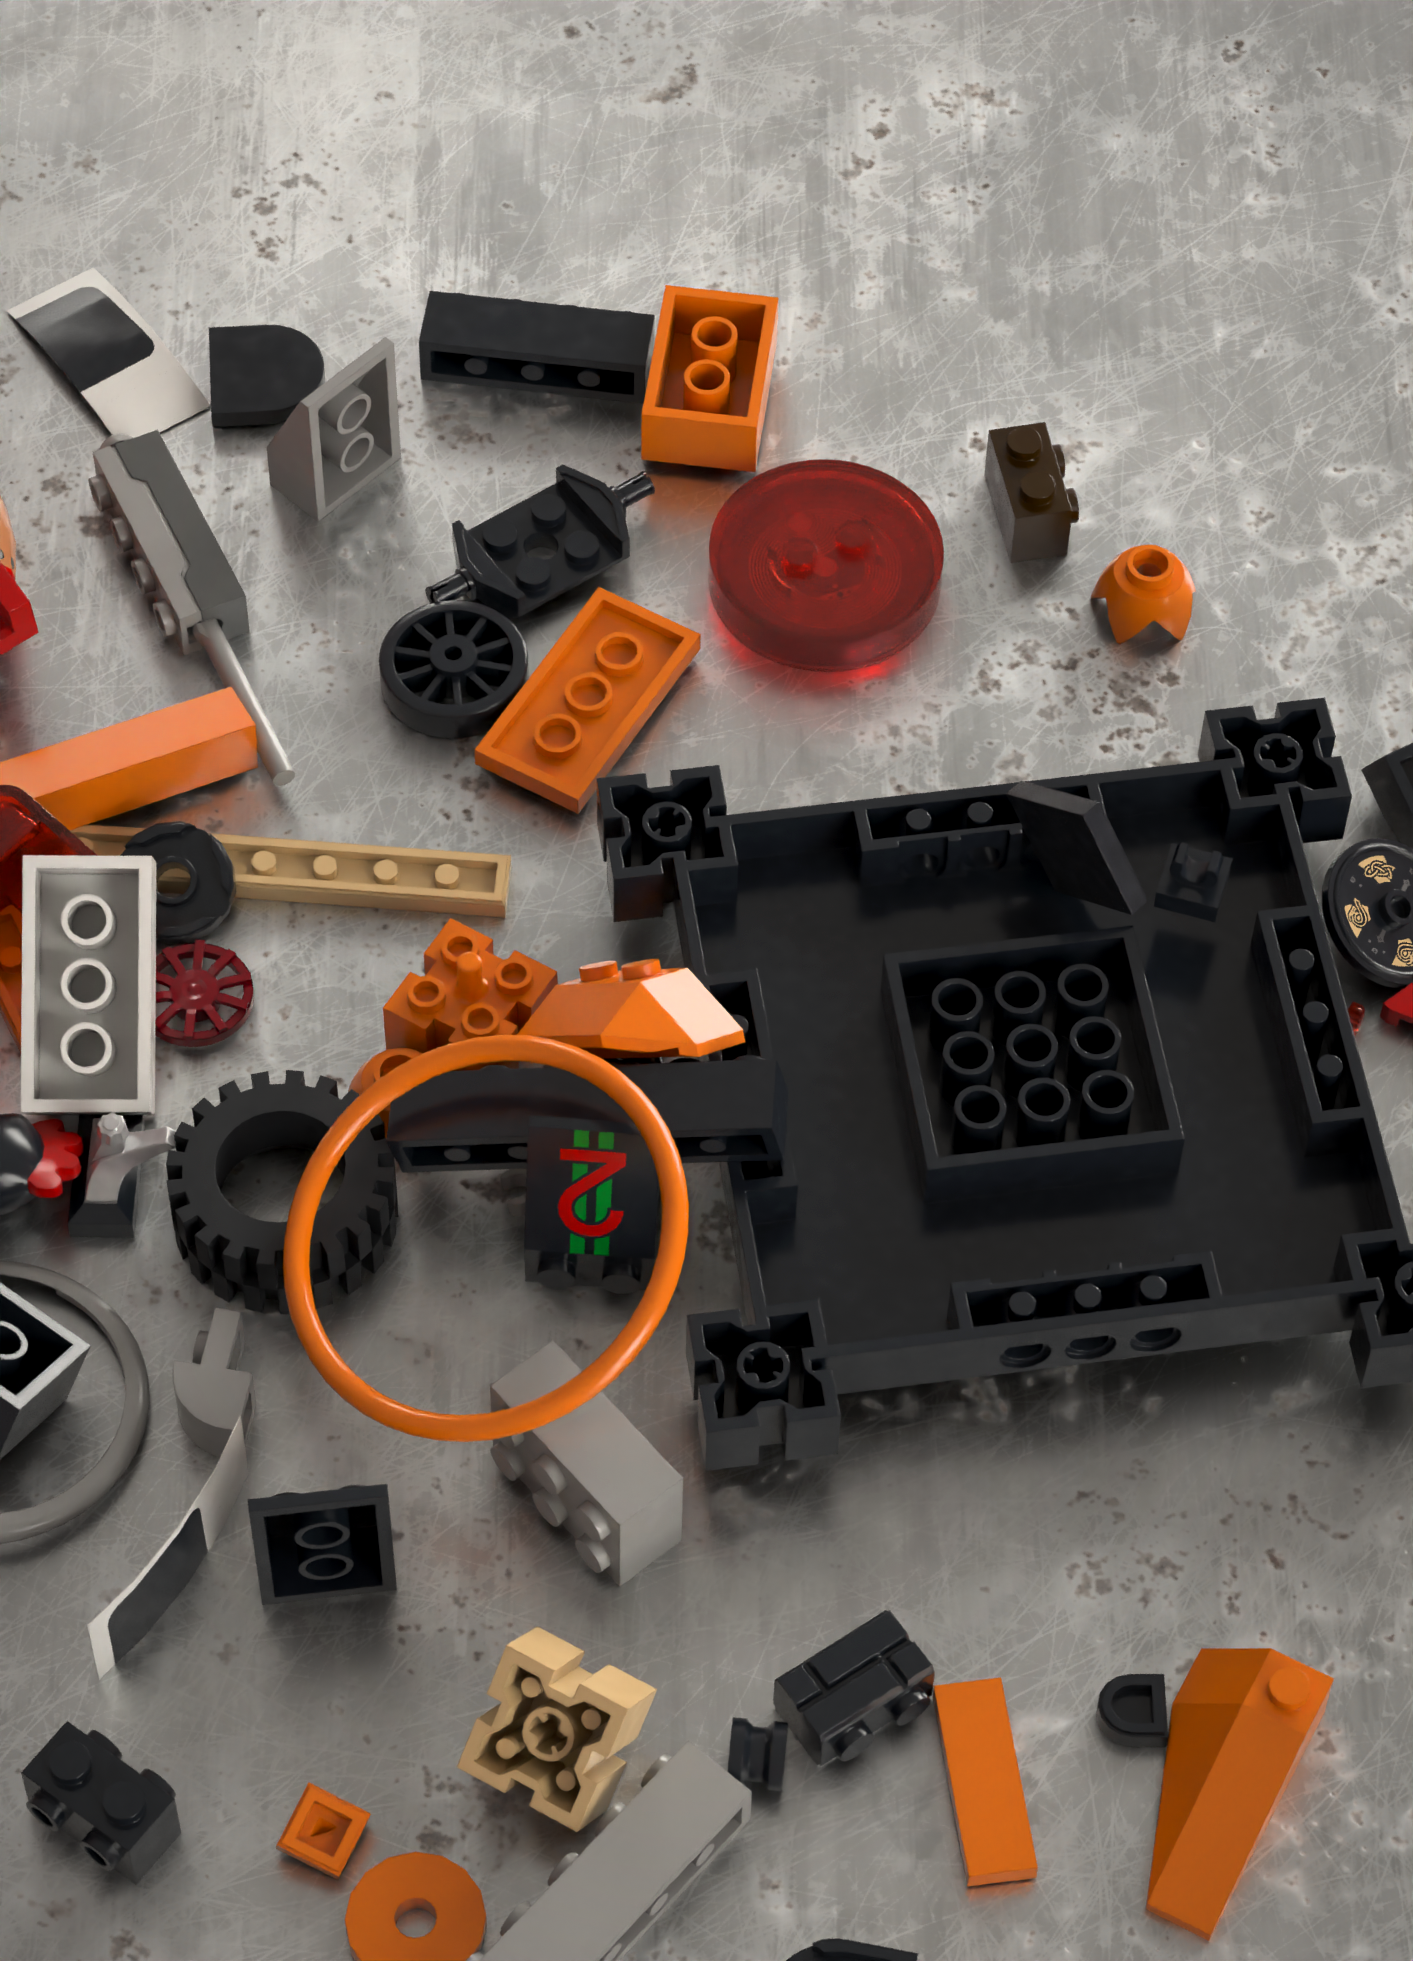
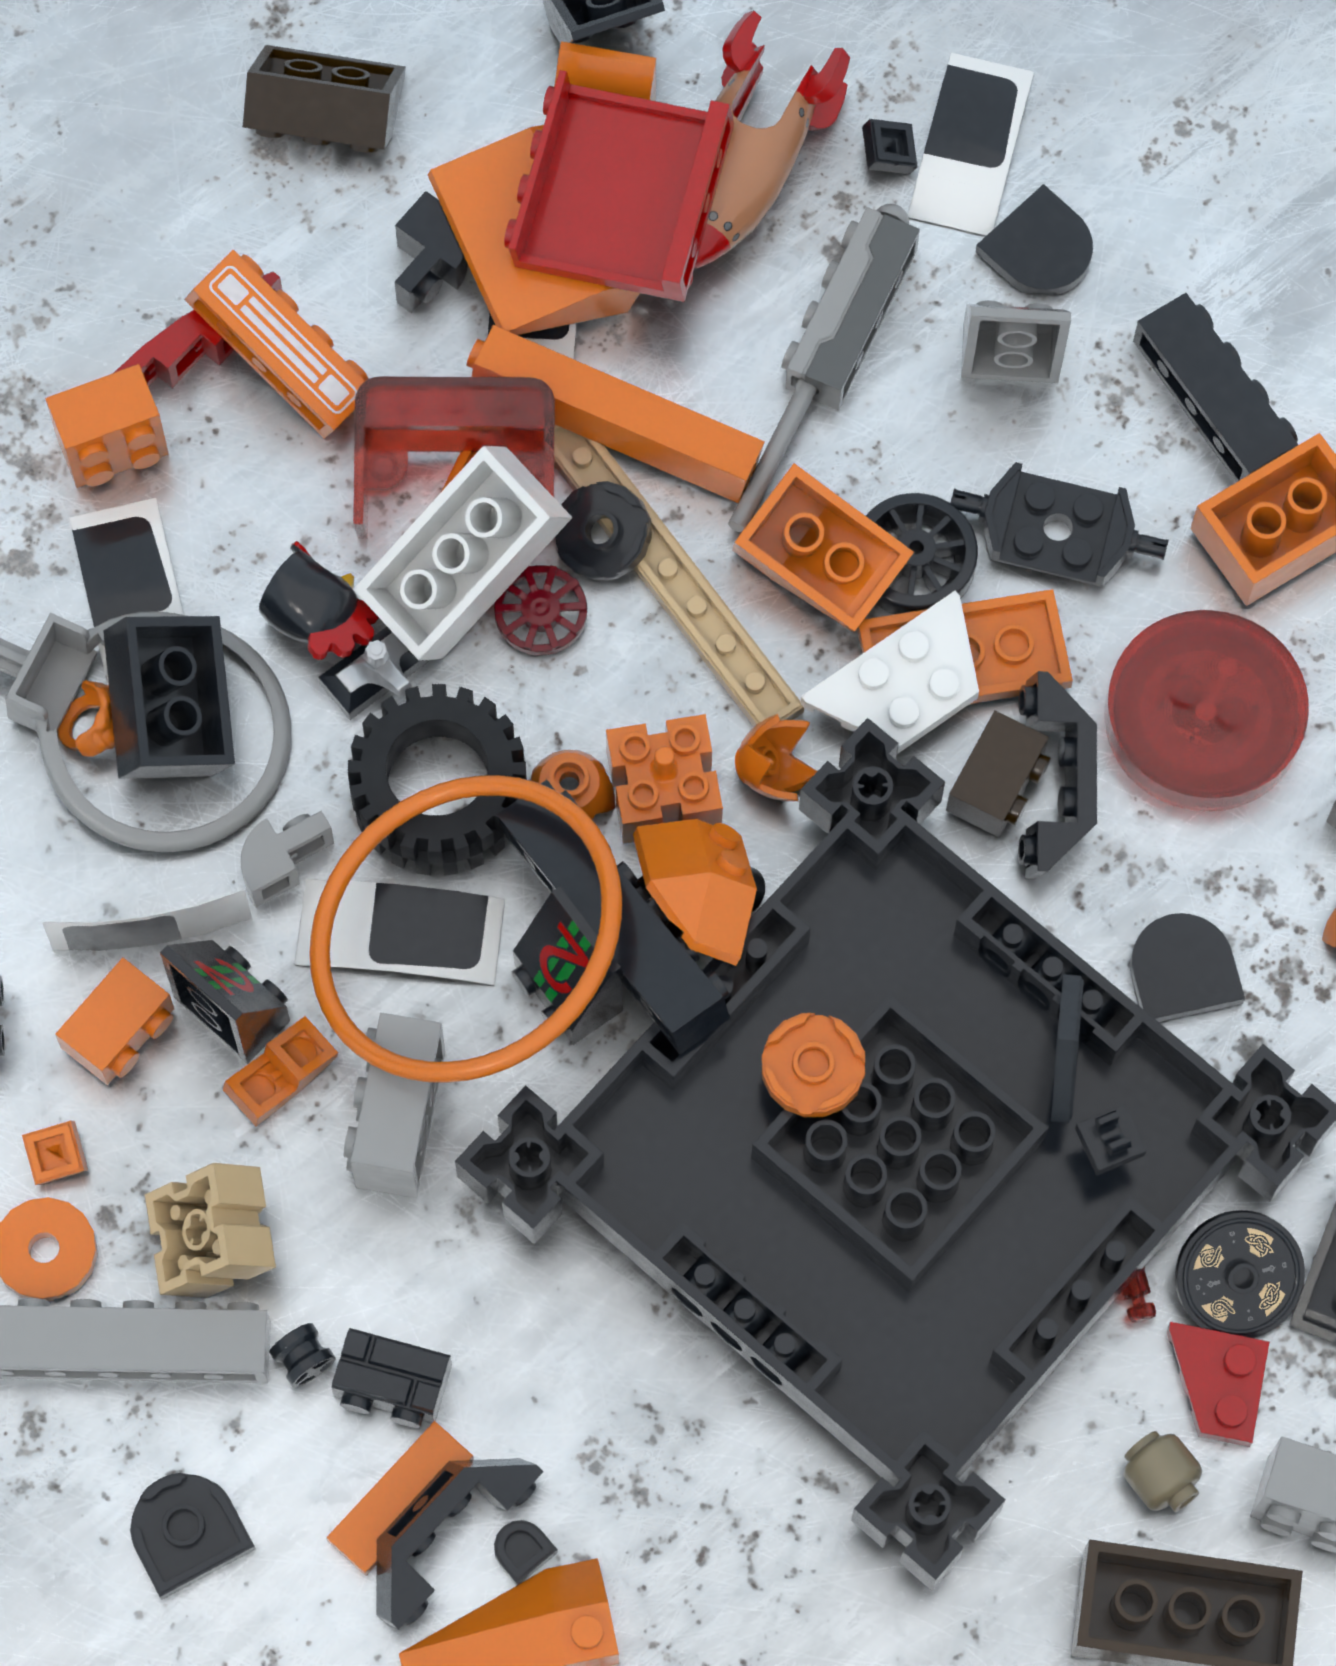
camera: 50 degrees right, 15 degrees up
(47, 408) = (889, 146): none -> black tile
(245, 1663) = (116, 1022): none -> orange brick
(378, 720) = (822, 549): none -> orange slope
(397, 1345) = (408, 930): none -> sticker
(436, 1560) = (281, 1071): none -> orange slope
(538, 919) = (767, 759): none -> orange piece
(568, 738) = (905, 680): none -> white wing
(718, 657) = (1053, 709): none -> black slope
(735, 731) = (998, 773): none -> dark brown brick
(898, 1060) = (813, 1065): none -> orange tile
(1049, 742) = (1184, 968): none -> black tile
(1077, 1837) = (399, 1587): none -> black slope

